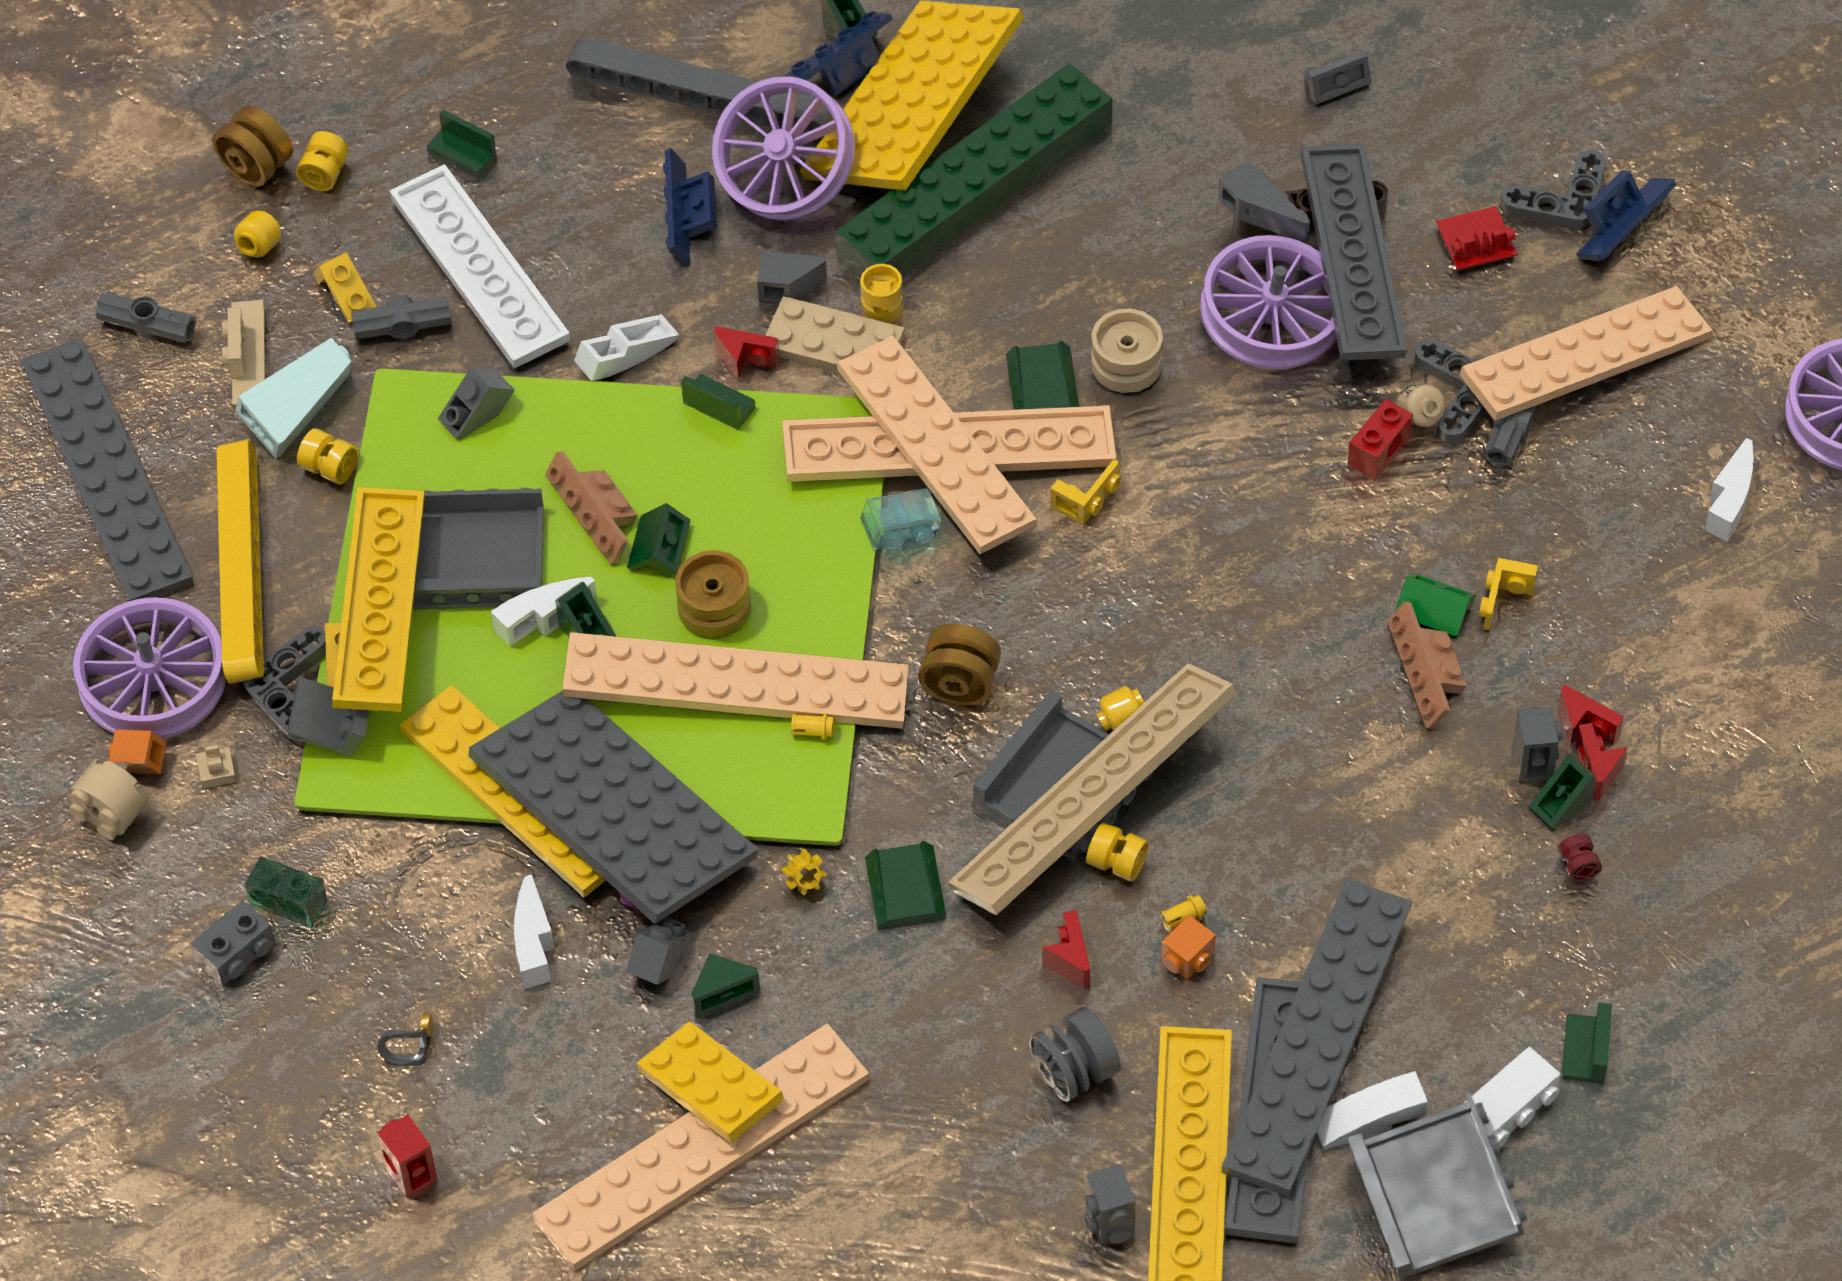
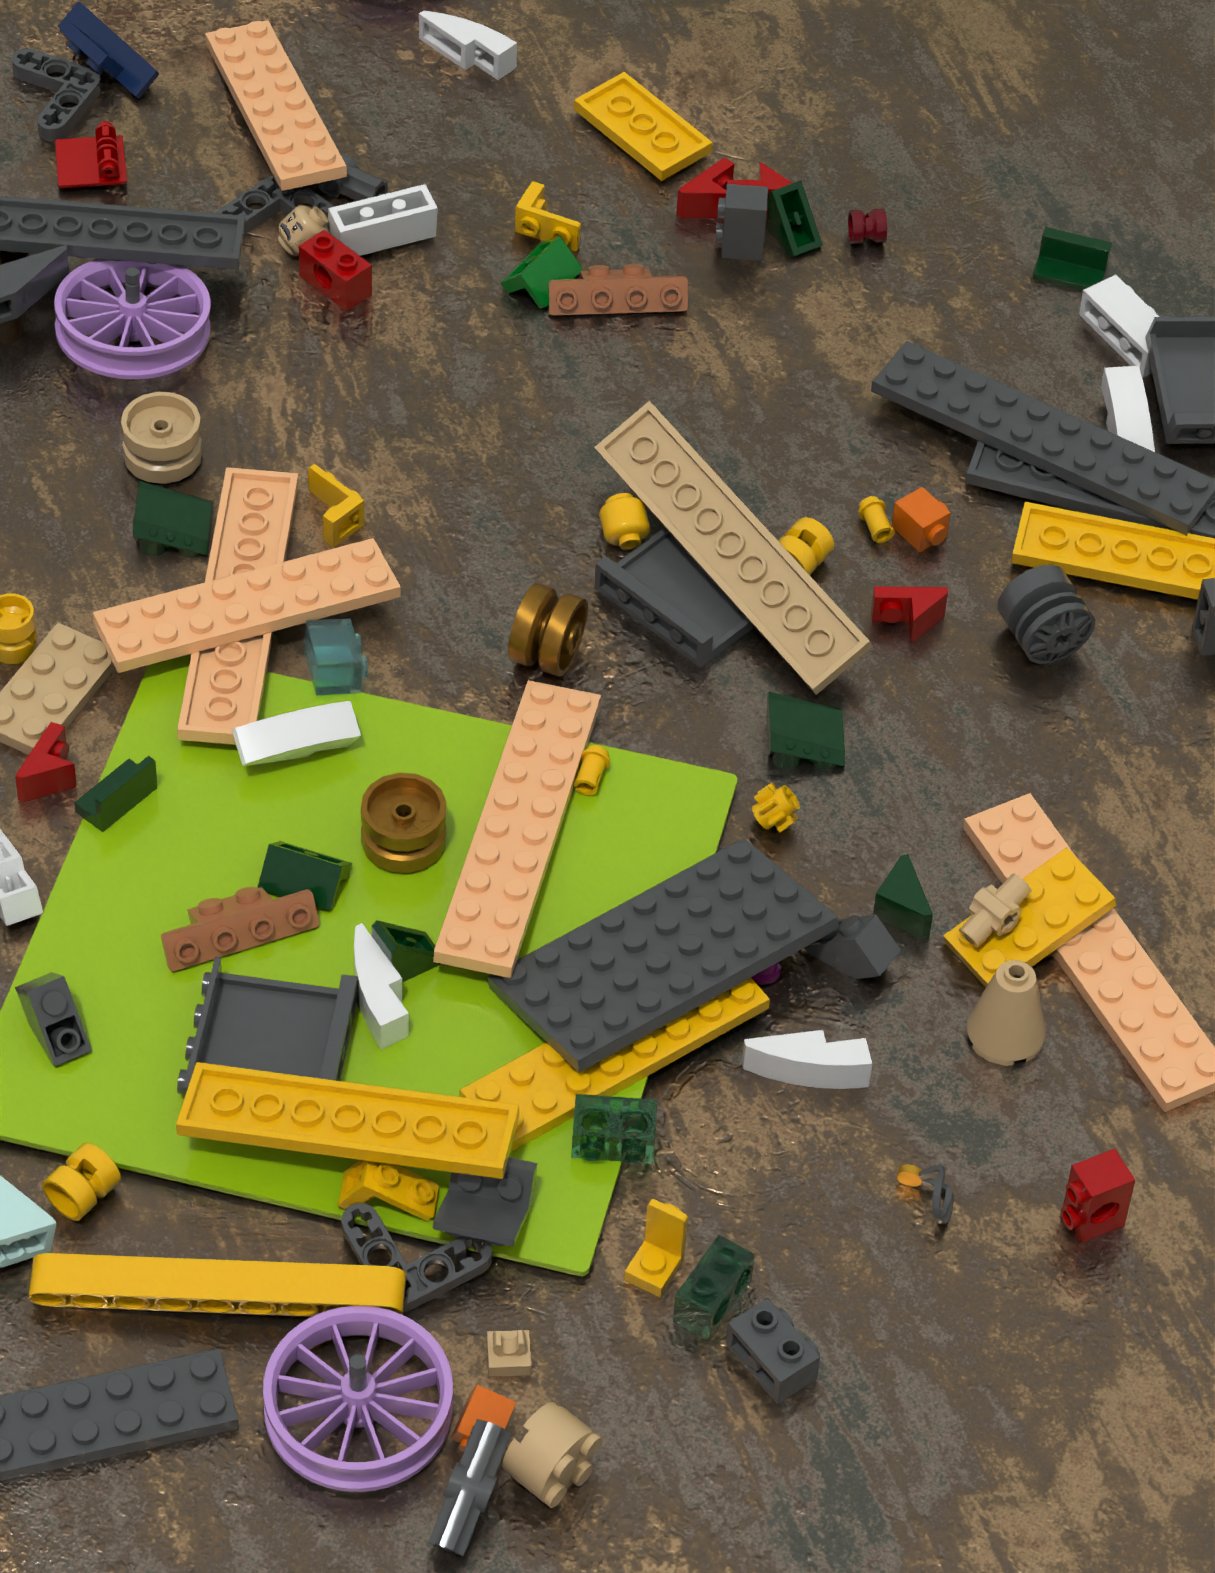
camera: 85 degrees left, 5 degrees down
(70, 749) = (470, 1487): none -> dark grey piece
(317, 851) = (662, 1249): none -> yellow bracket
(425, 795) = (614, 1121): none -> clear green brick
(598, 1076) = (1008, 1016): none -> tan cone
(697, 1041) = (995, 910): none -> tan axle
(795, 503) = (297, 734): none -> white slope
(1449, 461) = (385, 220): none -> white brick
(1666, 652) = (643, 126): none -> yellow plate

